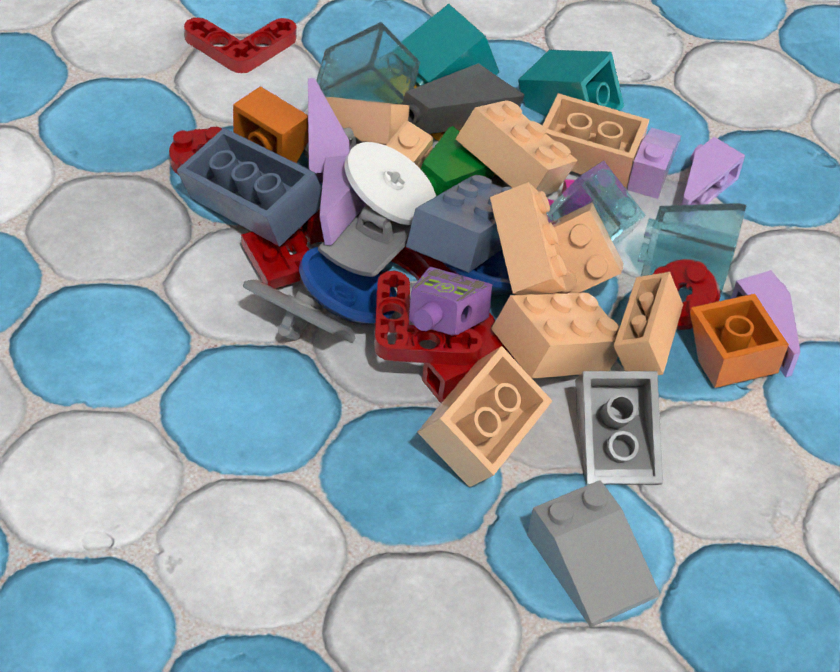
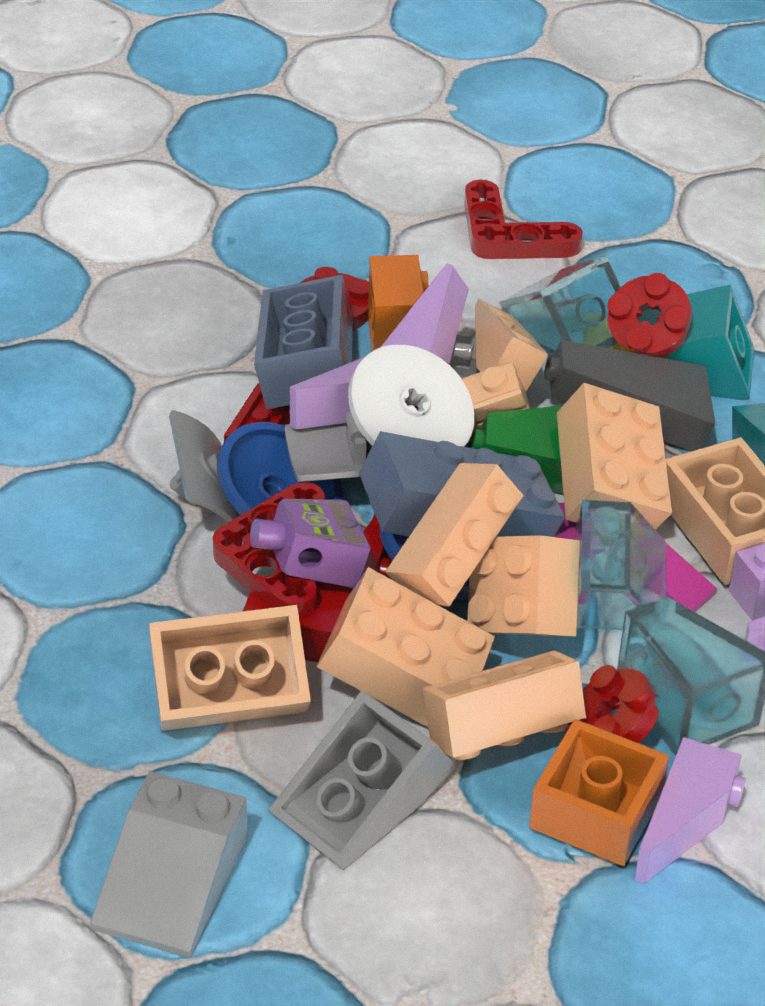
camera: 50 degrees right, 5 degrees down
(440, 32) = (652, 293): none -> red plate

